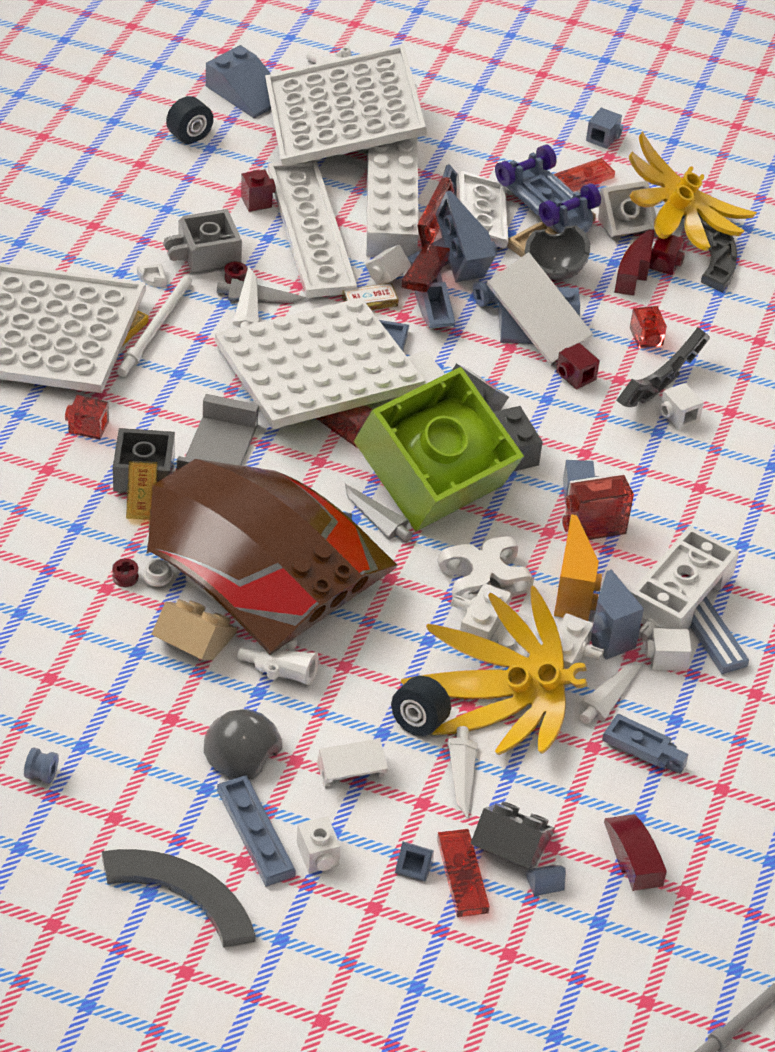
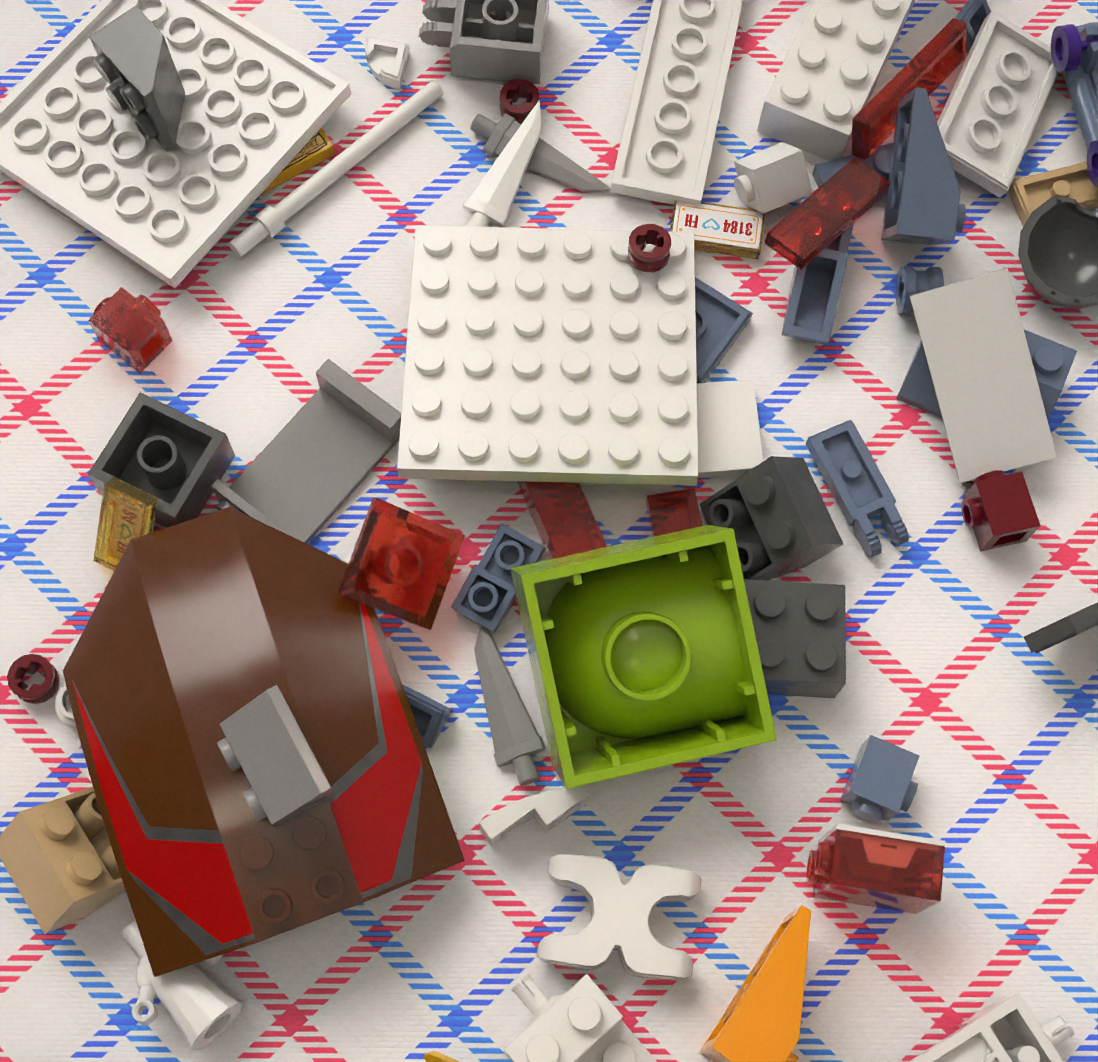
camera: 25 degrees right, 25 degrees up
(39, 299) = (141, 75): none -> dark grey slope
(297, 510) = (274, 758): none -> light grey slope
(298, 455) = (401, 564): none -> clear red slope
(343, 463) = (490, 586): none -> sand blue slope
(345, 303) = (652, 235): none -> dark red bush
(420, 541) = (546, 807): none -> white slope
(503, 377) = (857, 485): none -> sand blue hinge

